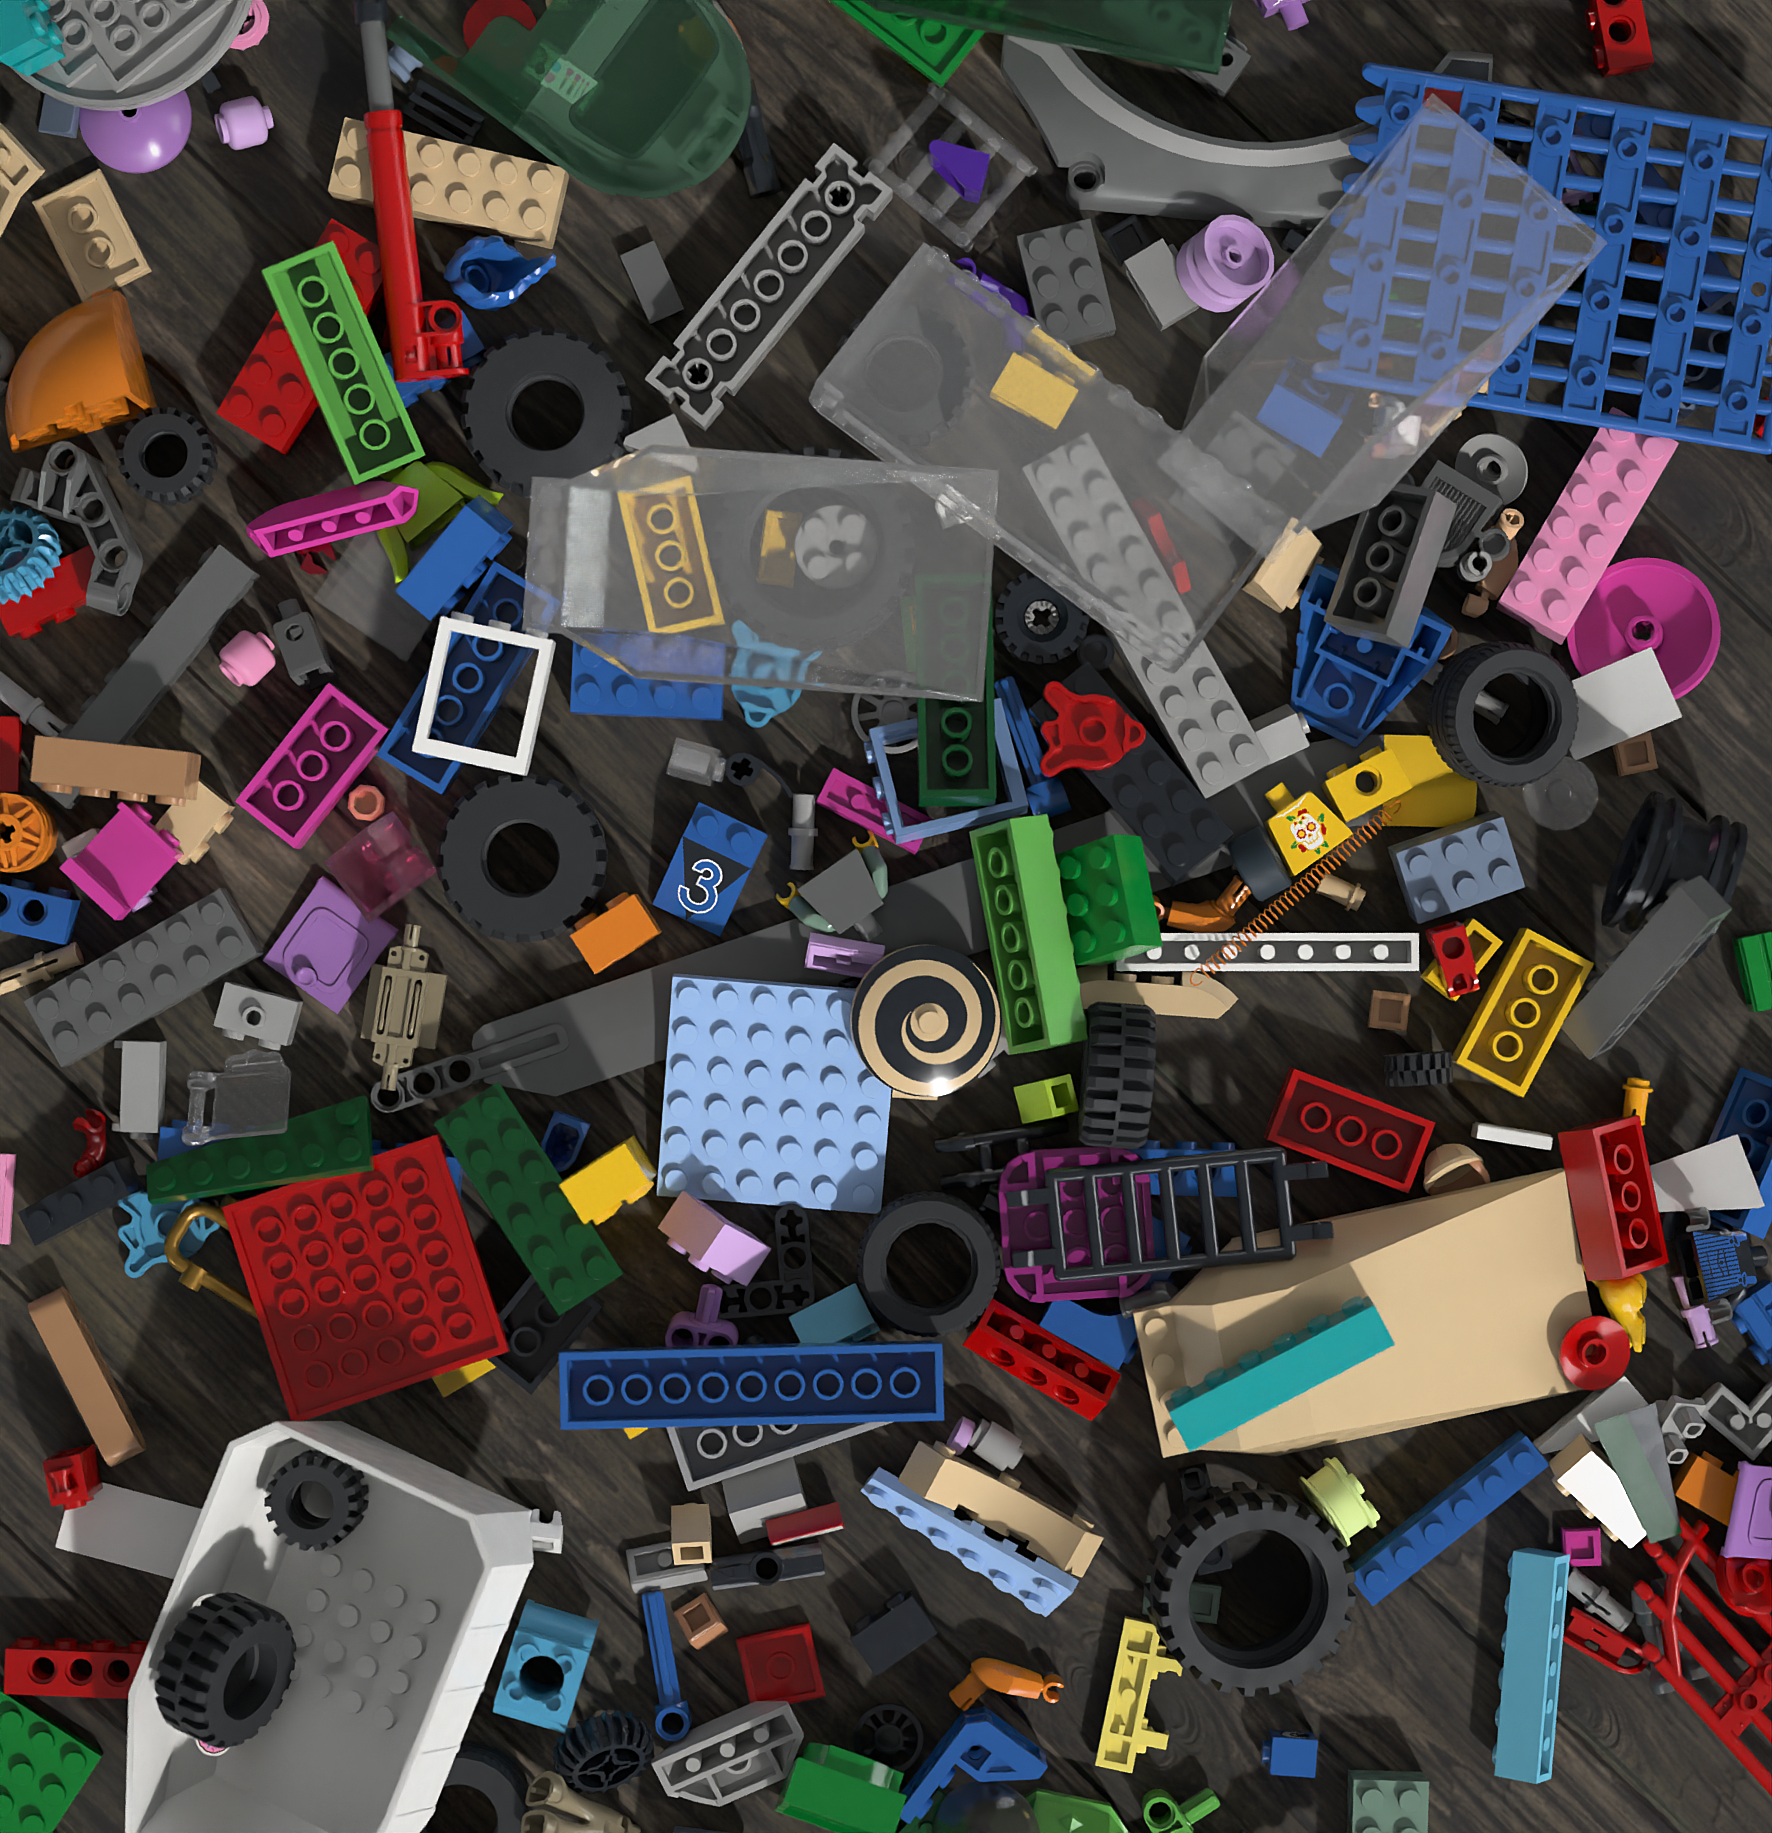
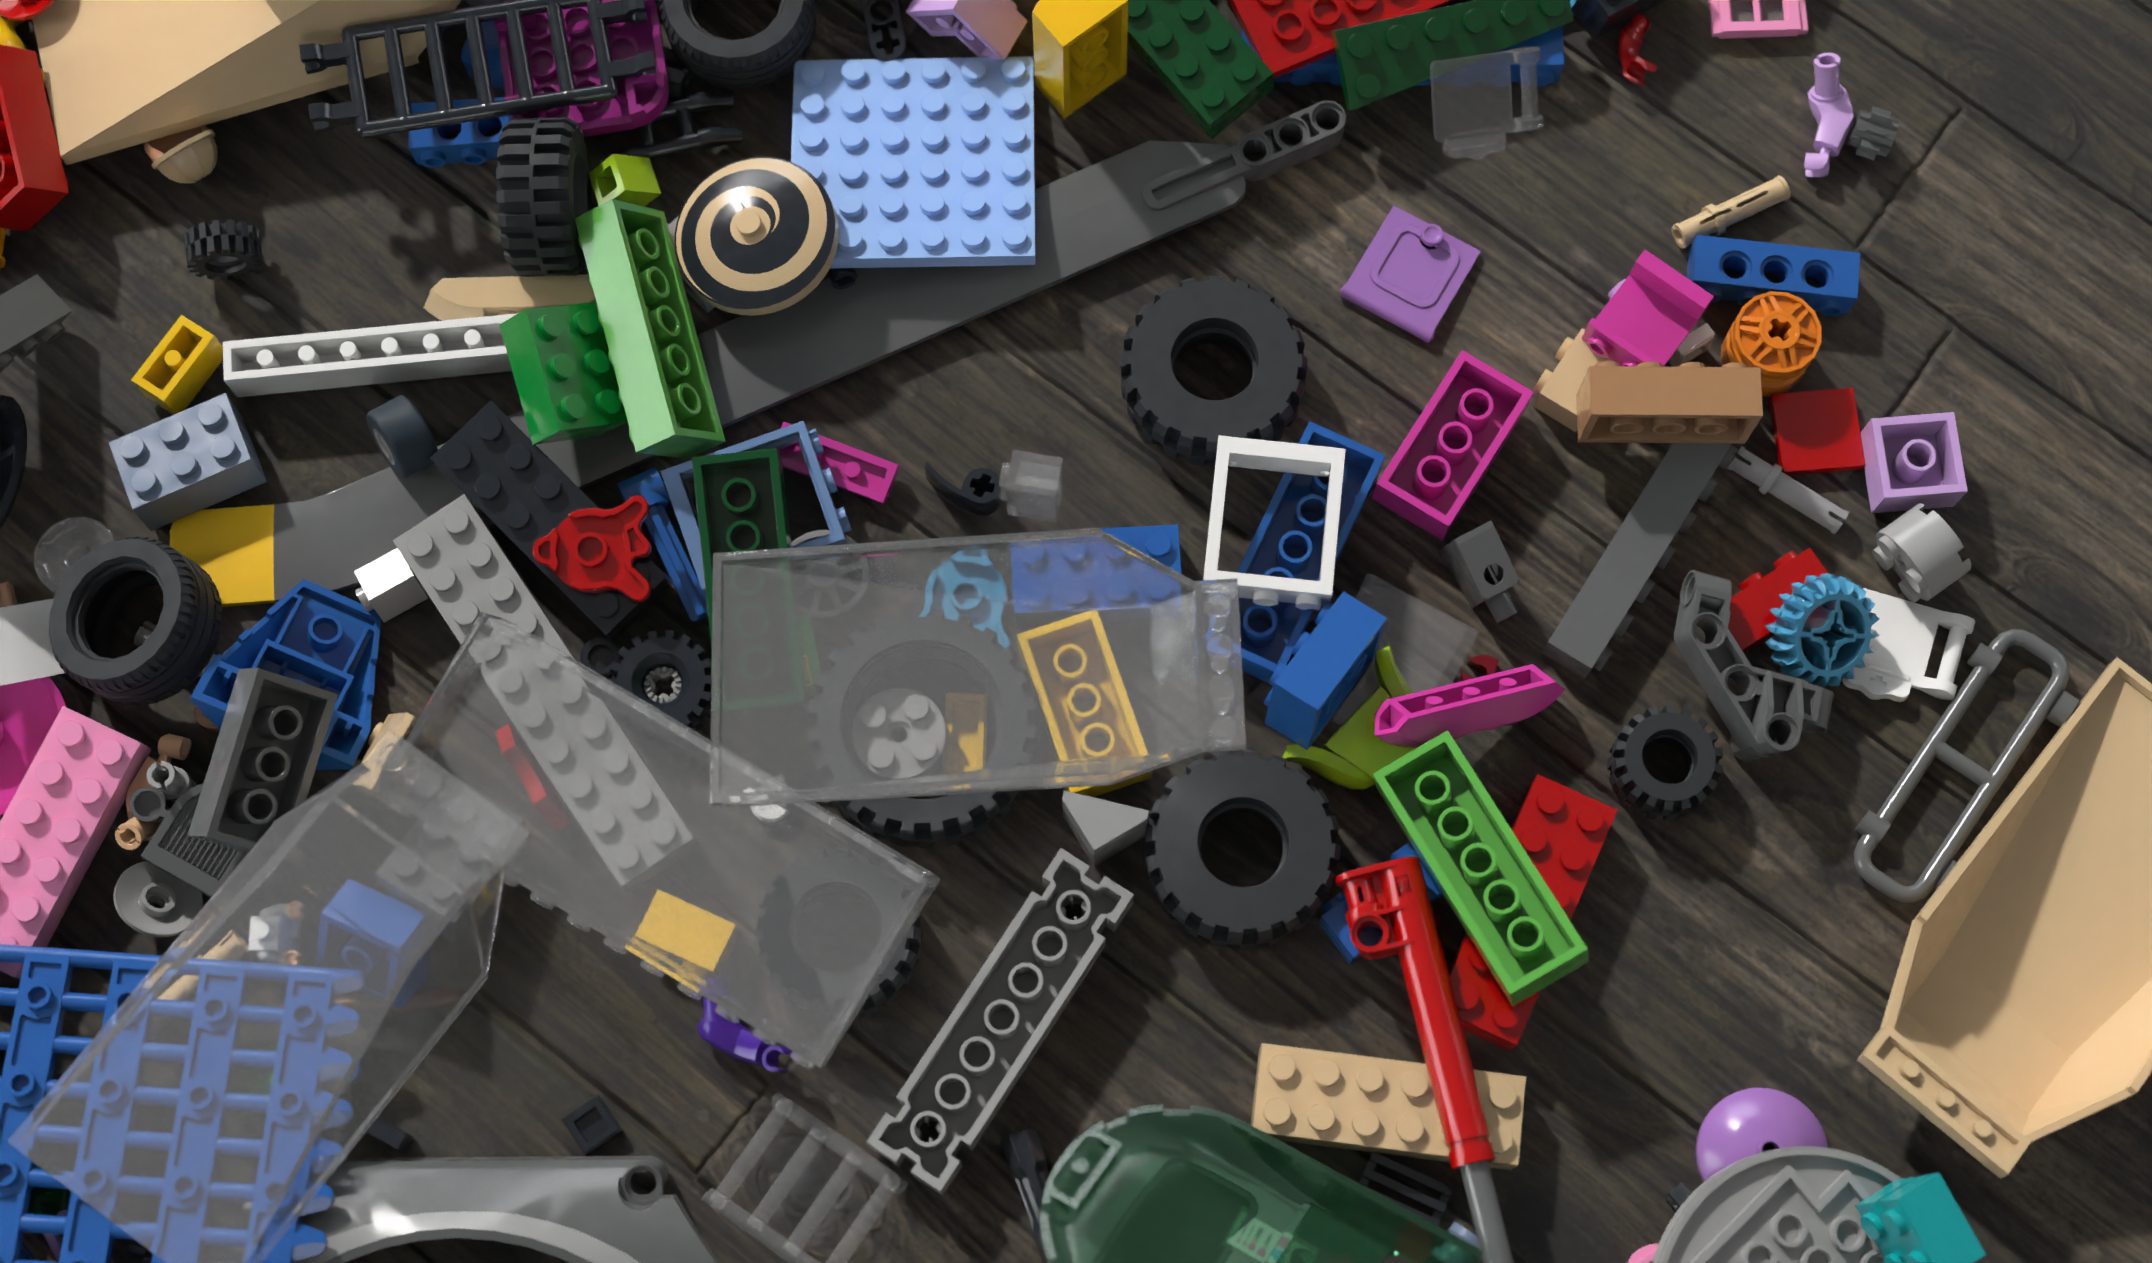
camera: 170 degrees right, 15 degrees down
(59, 118) = (1850, 1137): sand blue slope -> none
(78, 375) = (1776, 840): orange brick -> none
(92, 235) = (1789, 1009): tan tile -> none
(142, 1087) = (1590, 109): light grey brick -> none
(144, 977) = (1604, 216): dark grey brick -> none
(243, 123) = (1635, 1154): lavender head -> none
(247, 658) = (1543, 555): bright pink head -> none
(257, 1014) = (1477, 192): light grey brick -> none
(366, 802) = (1391, 419): tile -> none
(380, 866) = (1365, 343): clear pink piece -> none
(402, 1007) = (1324, 207): dark tan piece -> none
(493, 273) = (1322, 1003): blue hair -> none
(564, 1140) = (1135, 98): rock -> none
(616, 932) = (1101, 302): orange brick -> none
(652, 283) = (1139, 1019): dark grey tile -> none
(709, 869) = (1006, 389): blue slope -> none
(802, 831) = (910, 435): light grey pin -> none
(841, 955) = (852, 298): lavender tile -> none
(844, 893) = (857, 365): dark grey torso -> none
(960, 168) = (784, 1175): dark purple tile -> none
(1066, 282) = (659, 1060): dark grey brick -> none
(1158, 285) = (546, 1074): light grey brick -> none
(1208, 915) = (460, 384): orange arm -> none
(1225, 263) = (471, 1098): lavender wheel -> none
(1294, 896) = (362, 405): orange piece -> none
(1302, 828) = (357, 481): yellow torso -> none
(1341, 891) = (306, 426): tan pin -> none
(1348, 1130) = (297, 182): red brick -> none
(1388, 780) = (265, 535): yellow brick -> none
(1389, 1010) = (261, 315): medium nougat tile -> none
(1453, 958) = (182, 353): red leg -> none
(1511, 1135) = (123, 197): white tile -> none
(1522, 1011) = (112, 318): yellow brick -> none

